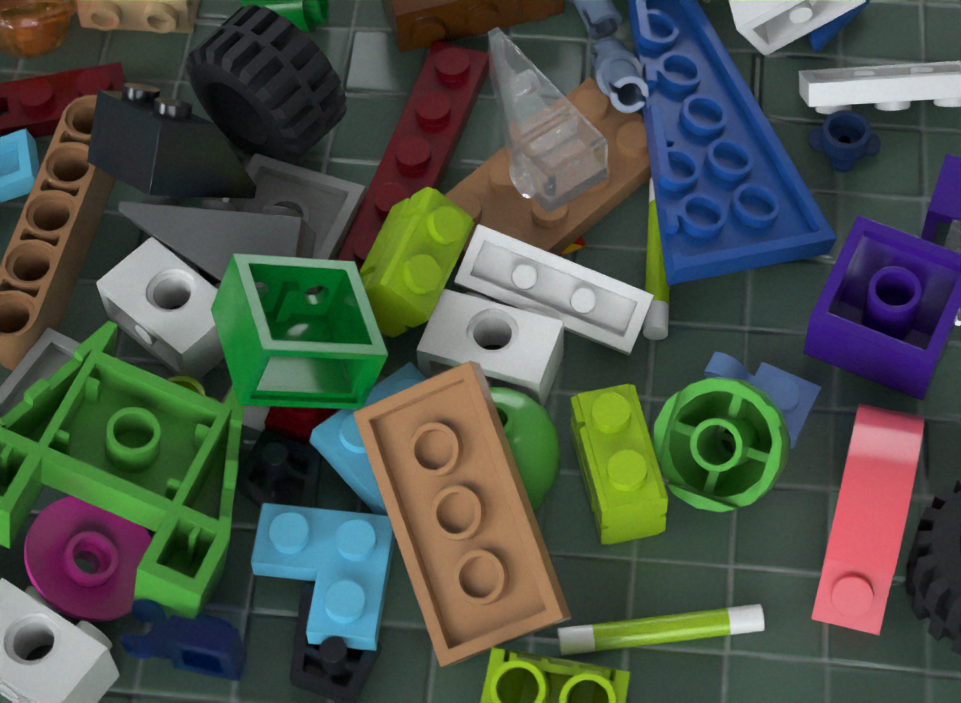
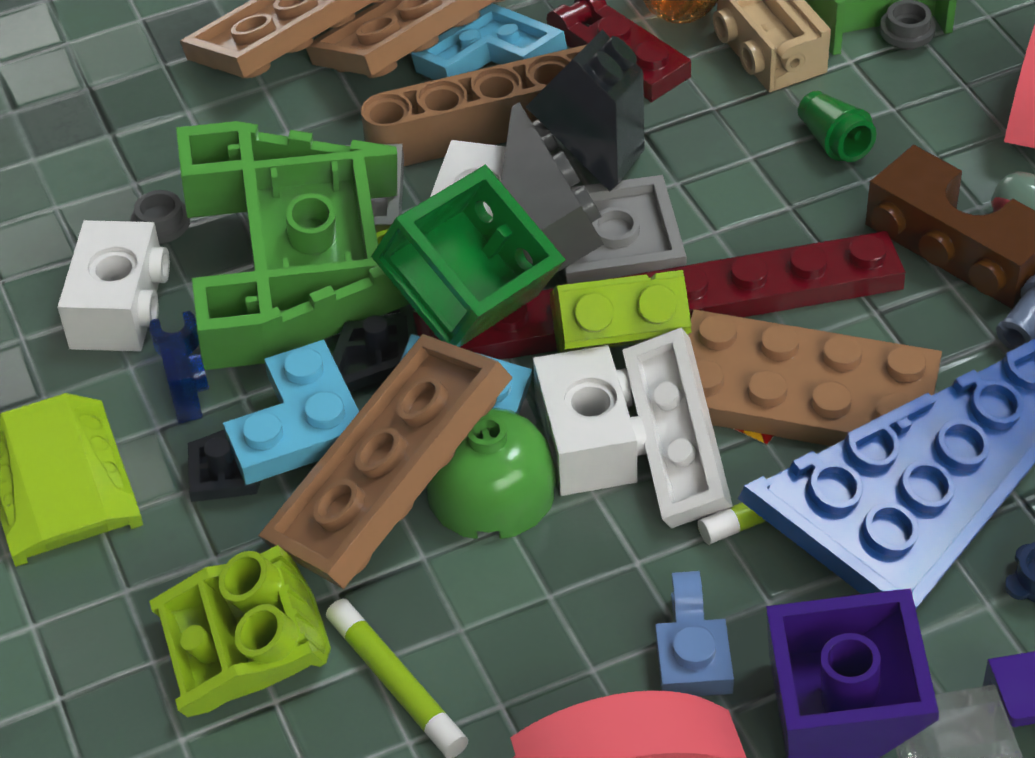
camera: 60 degrees right, 10 degrees down
(82, 531) = (199, 245): dark pink dish -> none
(266, 85) = (714, 135): black tyre -> none
(546, 138) = (823, 325): clear slope -> none
(618, 464) = (529, 557): lime brick -> none
(619, 74) = (946, 359): sand blue pin -> none
(695, 447) = (595, 615): bright green cylinder -> none

